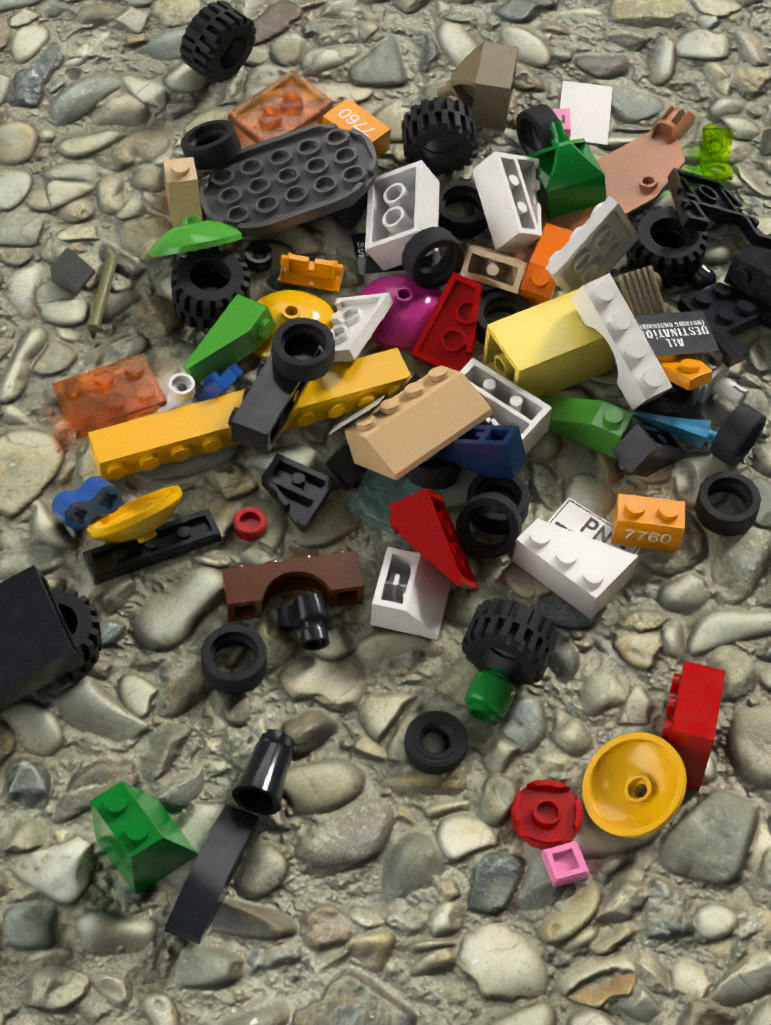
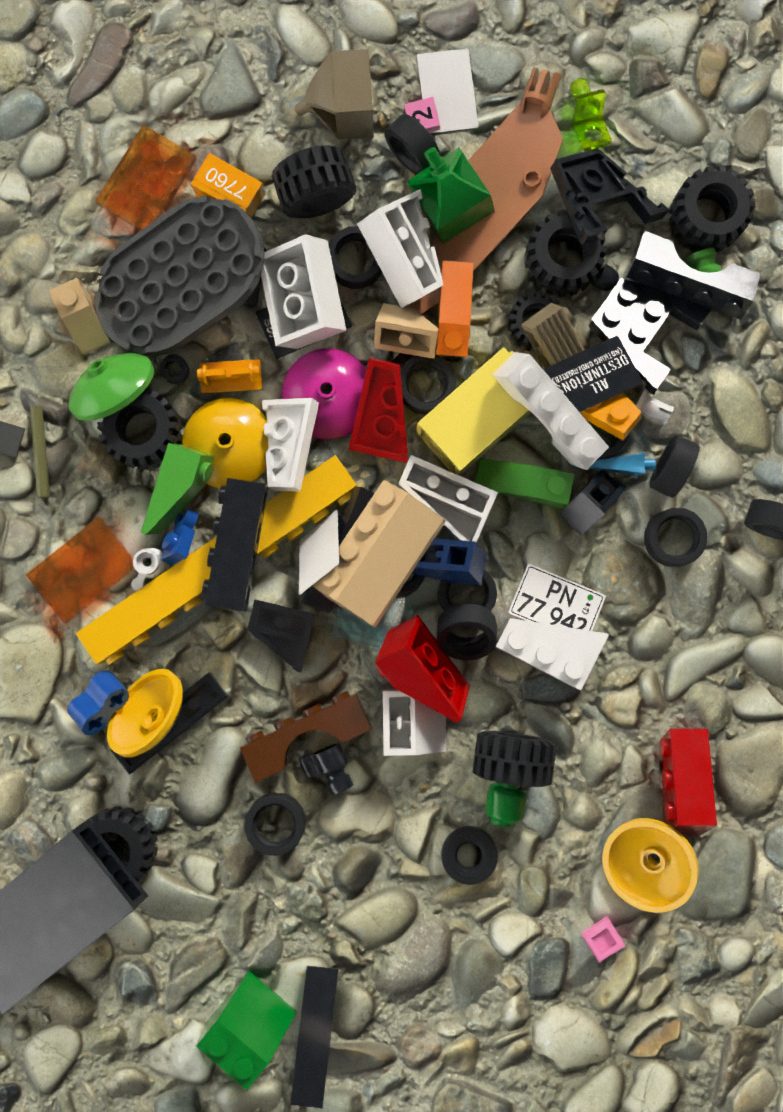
camera: 10 degrees left, 30 degrees up
(211, 144) = (78, 237): black tyre -> none
(218, 41) = (57, 117): black tyre -> none
(250, 524) = (250, 675): red tile -> none
(265, 775) = (333, 931): black plant -> none
(303, 329) = (230, 495): black tyre -> none
(423, 243) = (344, 342): black tyre -> none
(546, 814) = (578, 896): red tile -> none
(593, 247) = (498, 304): white plate -> none
(648, 522) = (609, 583): light orange brick -> none

